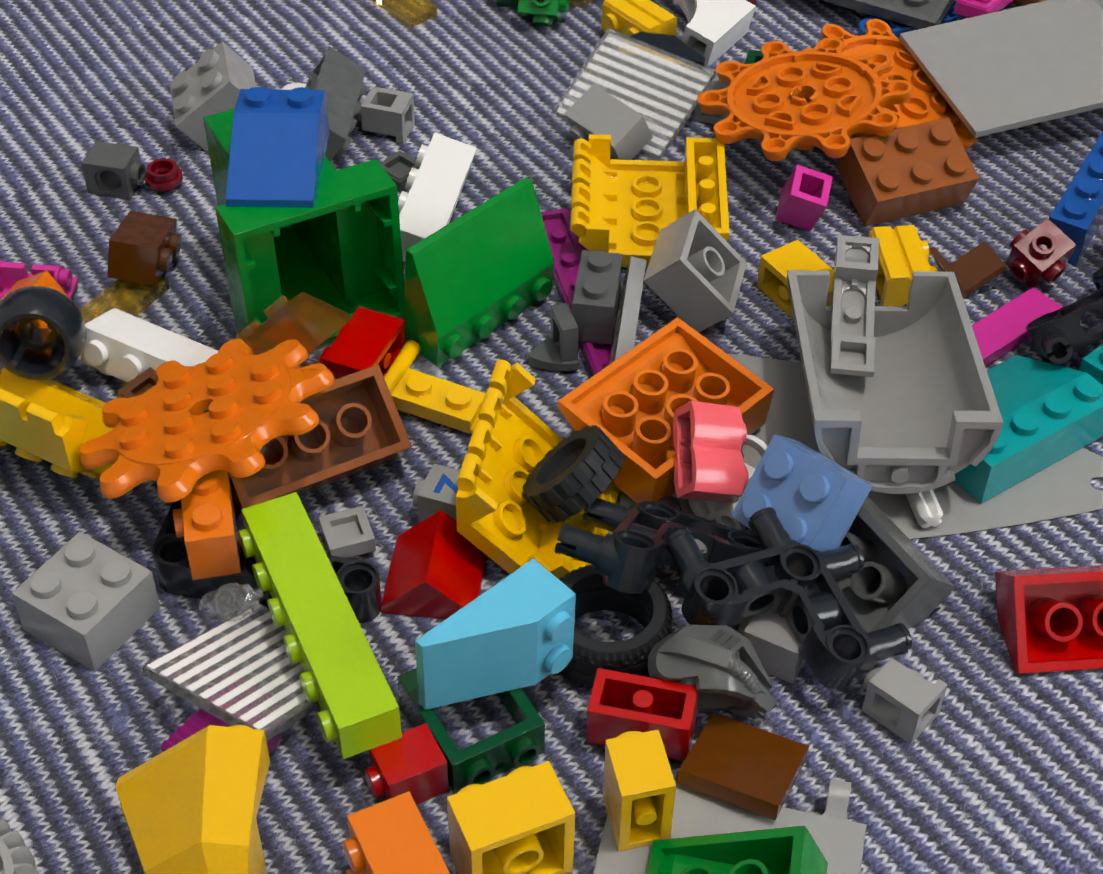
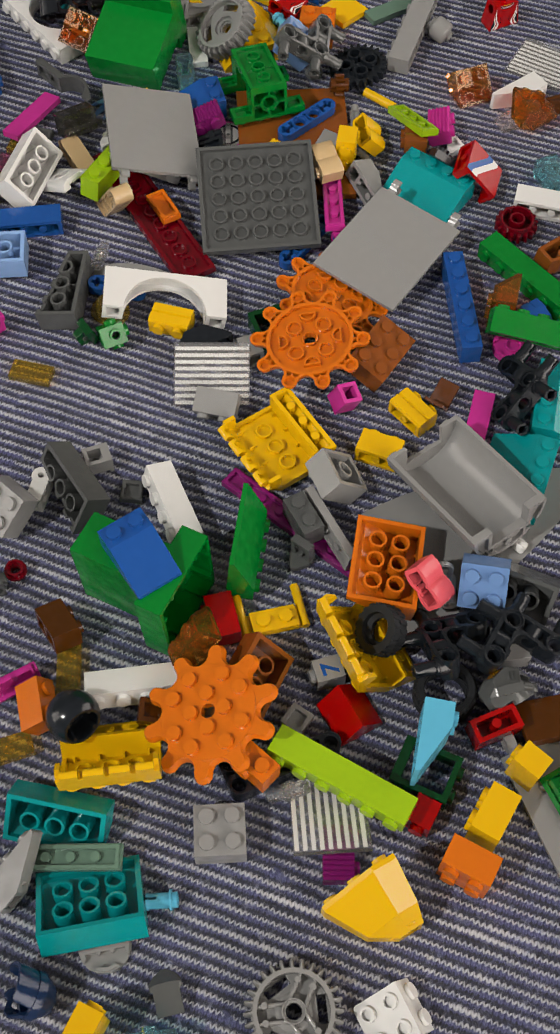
camera: 35 degrees left, 15 degrees up
(854, 306) = (422, 459): light grey slope -> none
(1040, 254) = (468, 370): dark red brick -> none

